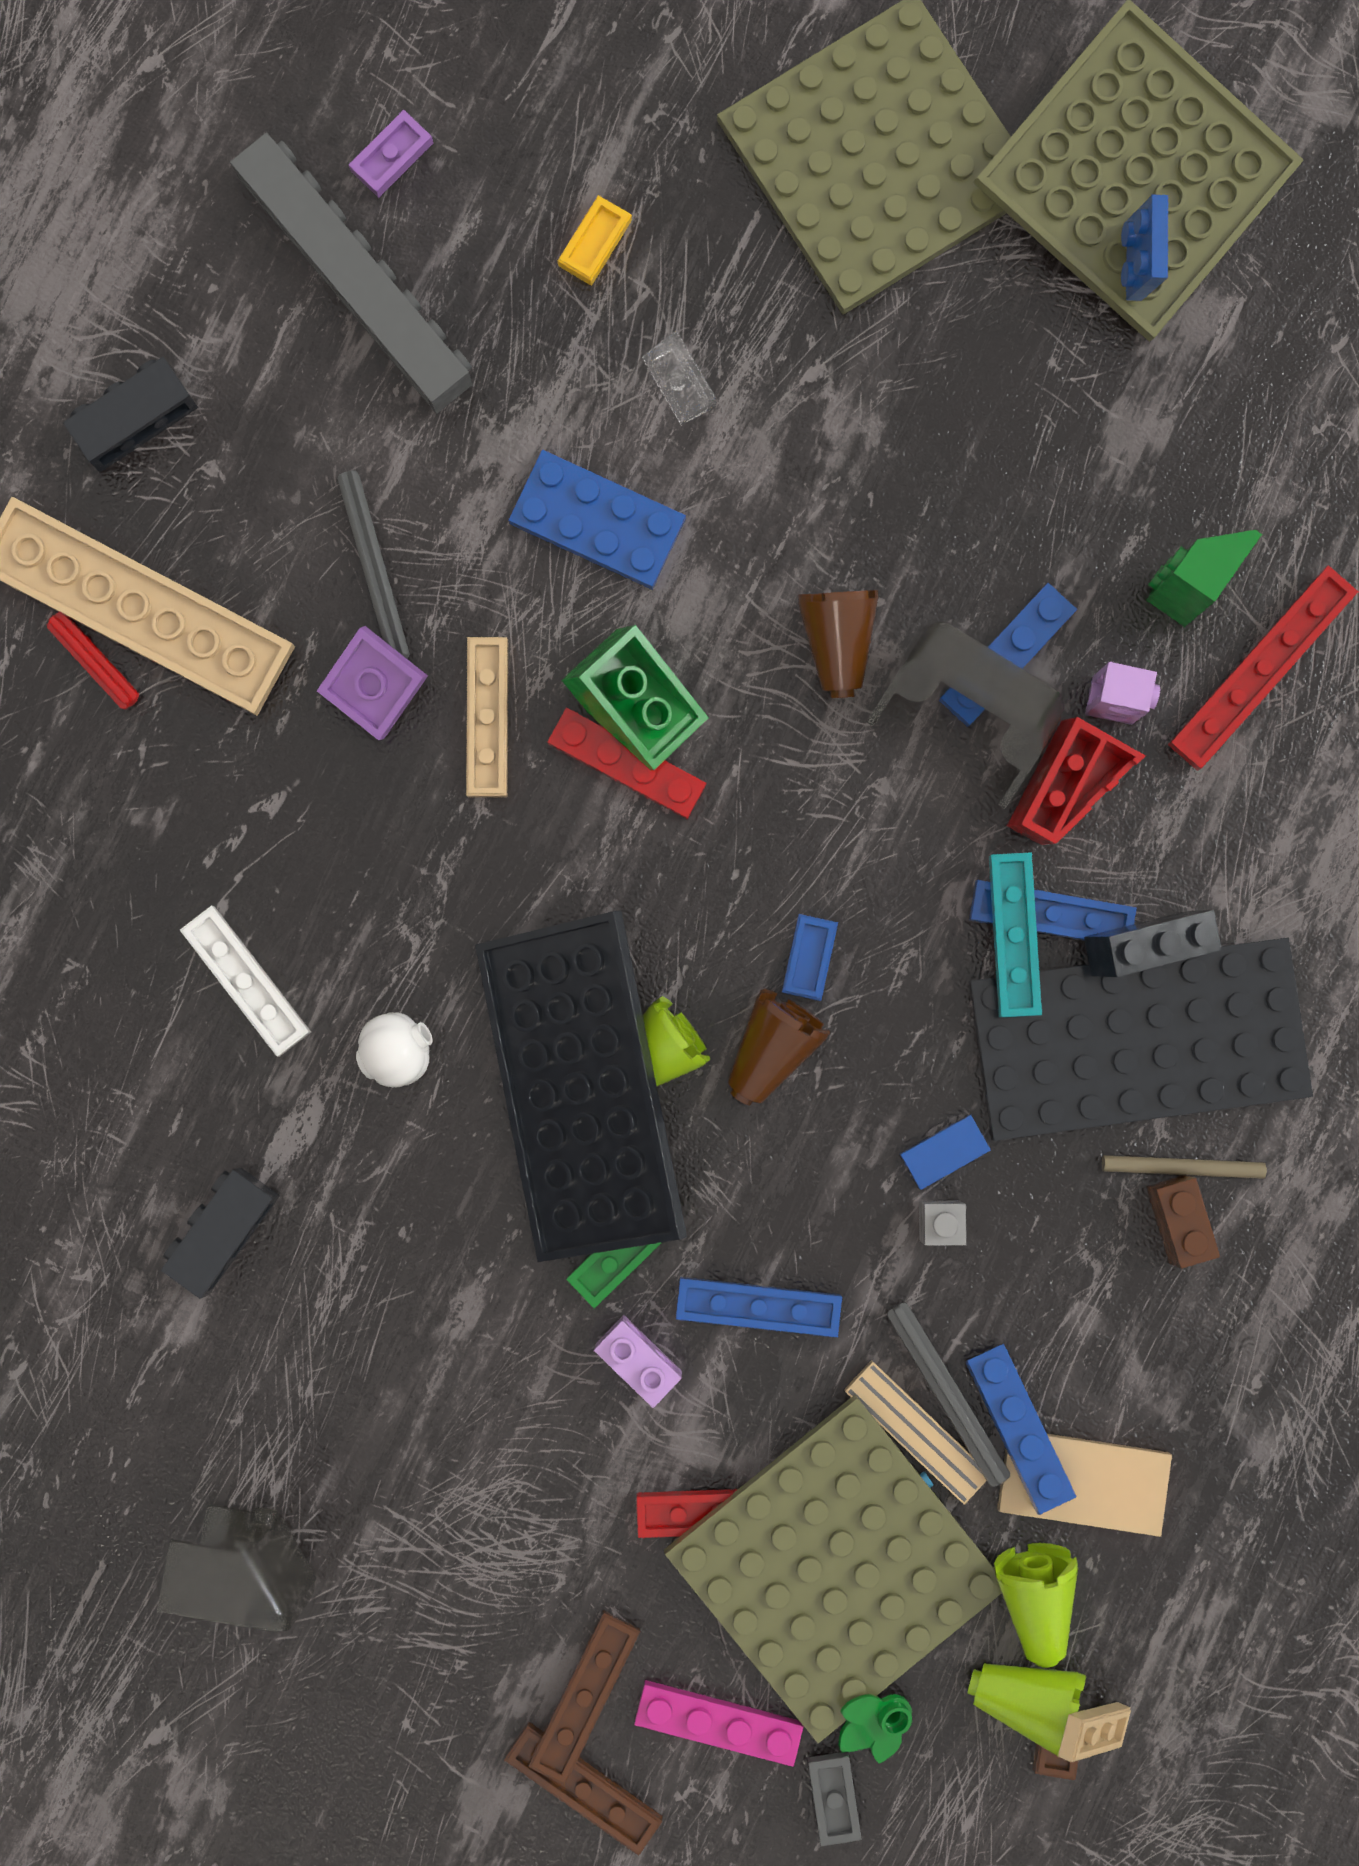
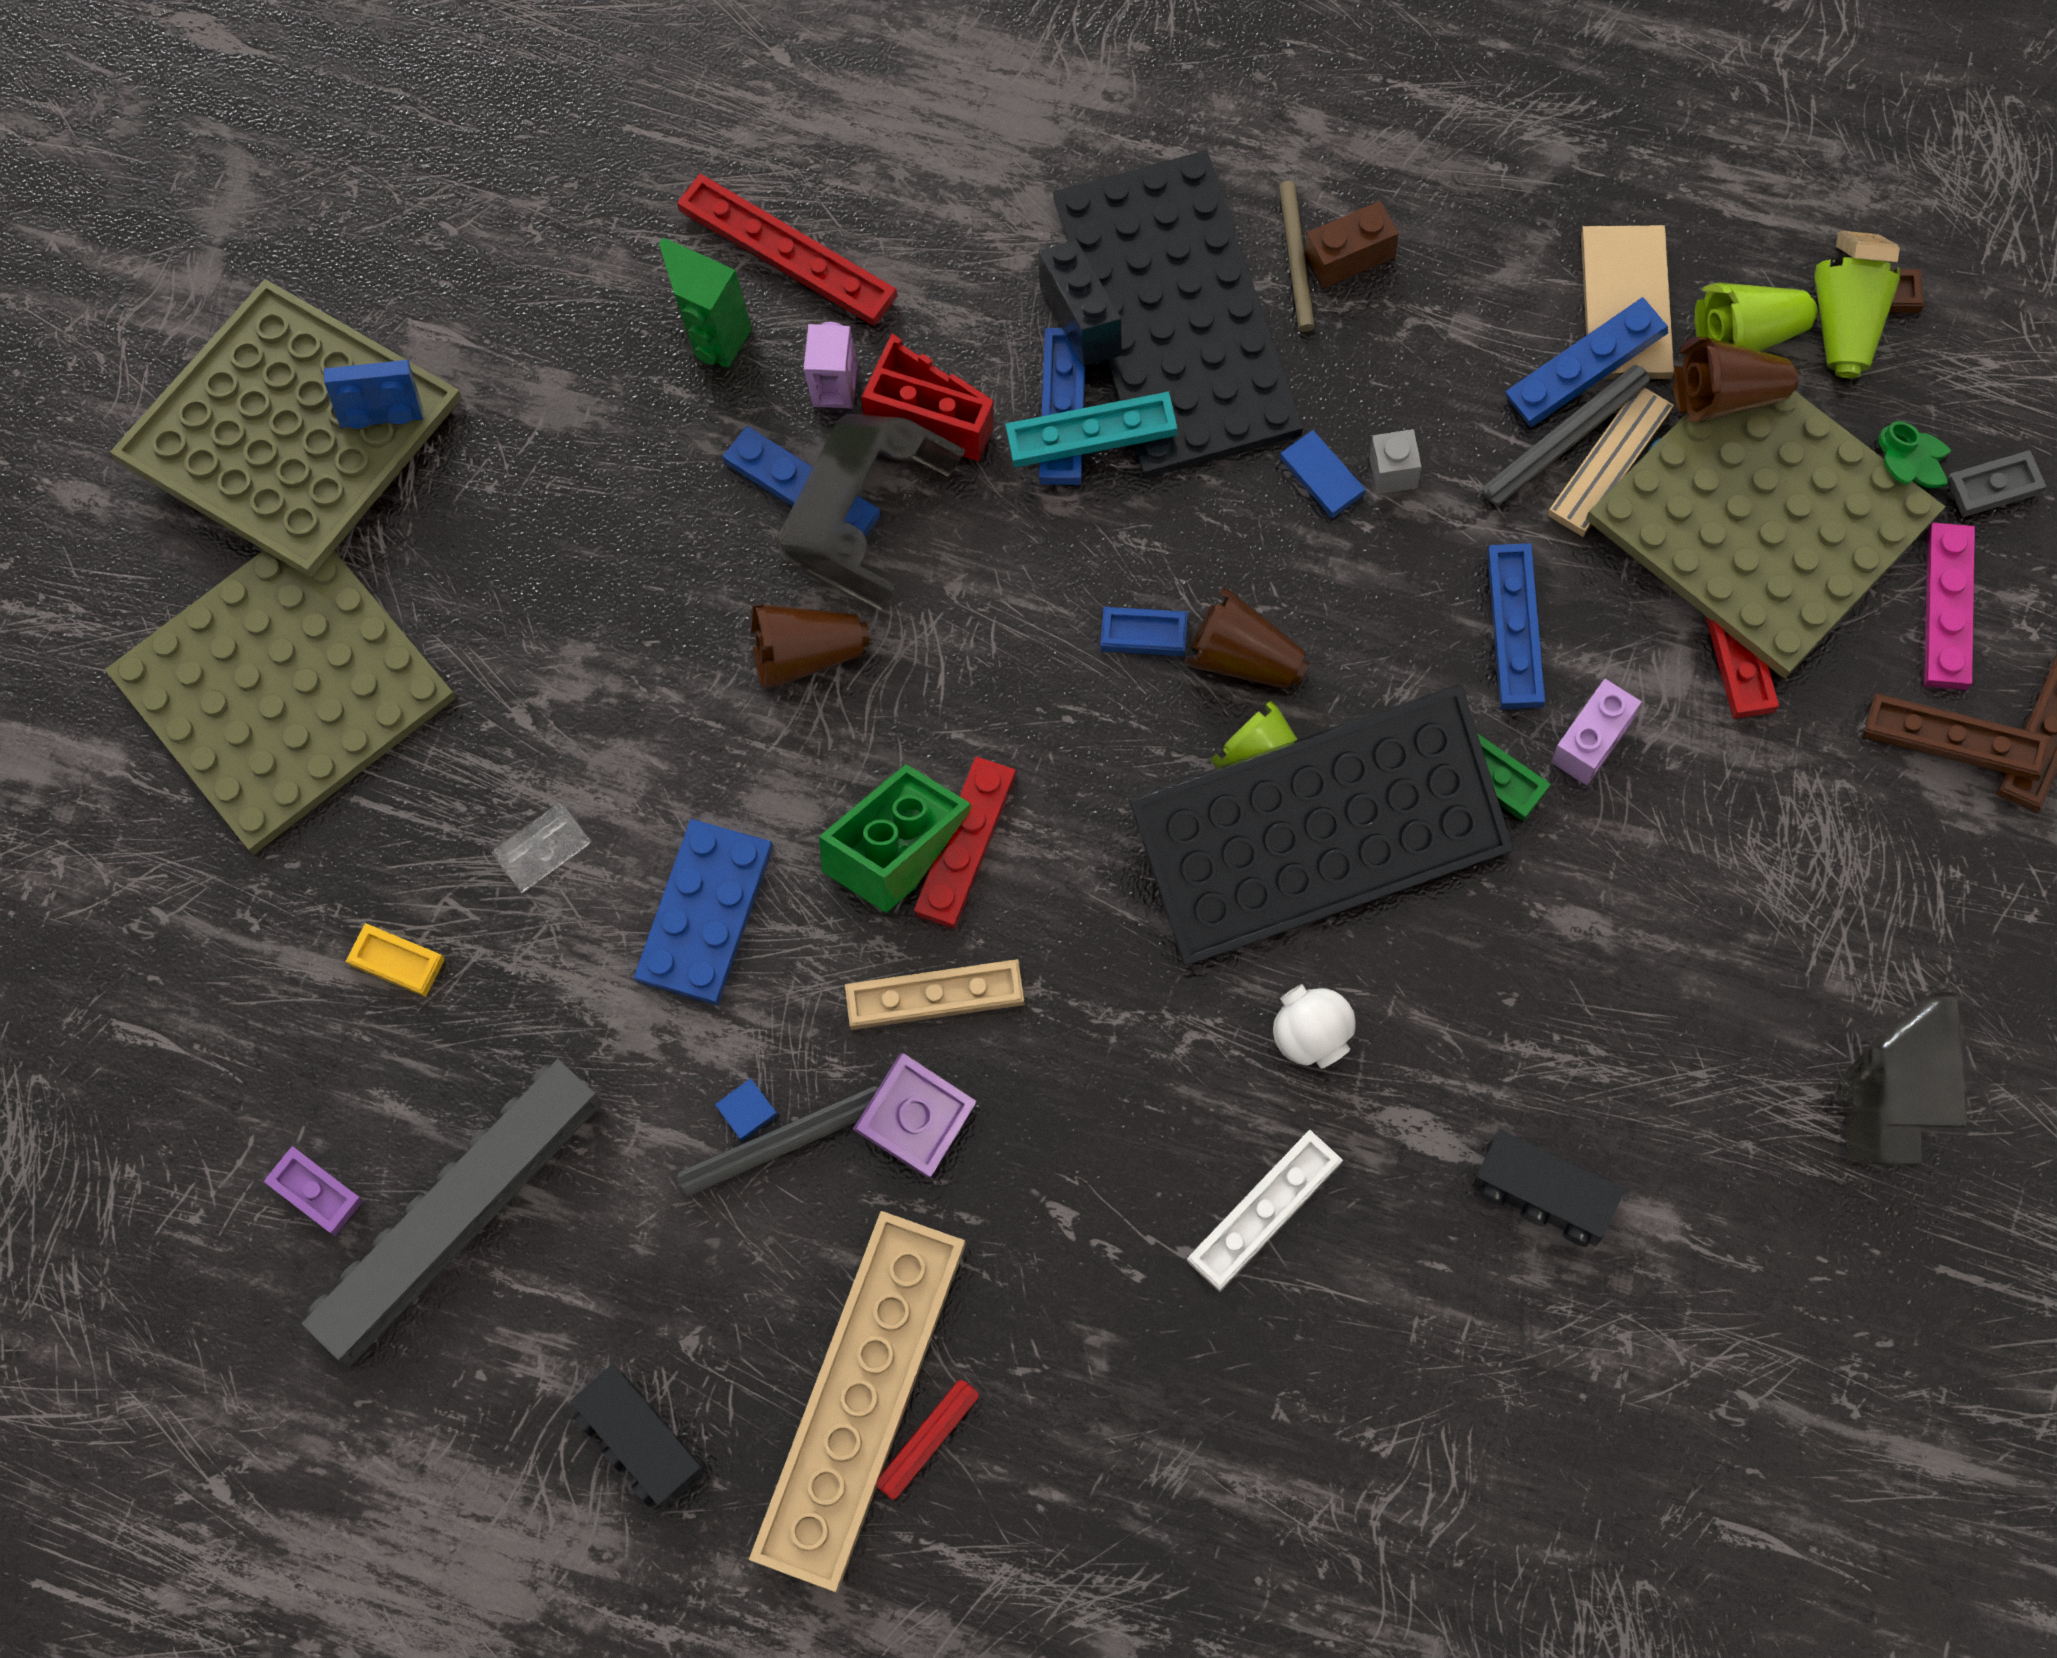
camera: 90 degrees left, 15 degrees down
(406, 538) = (746, 1110): none -> blue tile
(968, 1562) = (1729, 379): none -> reddish brown cone

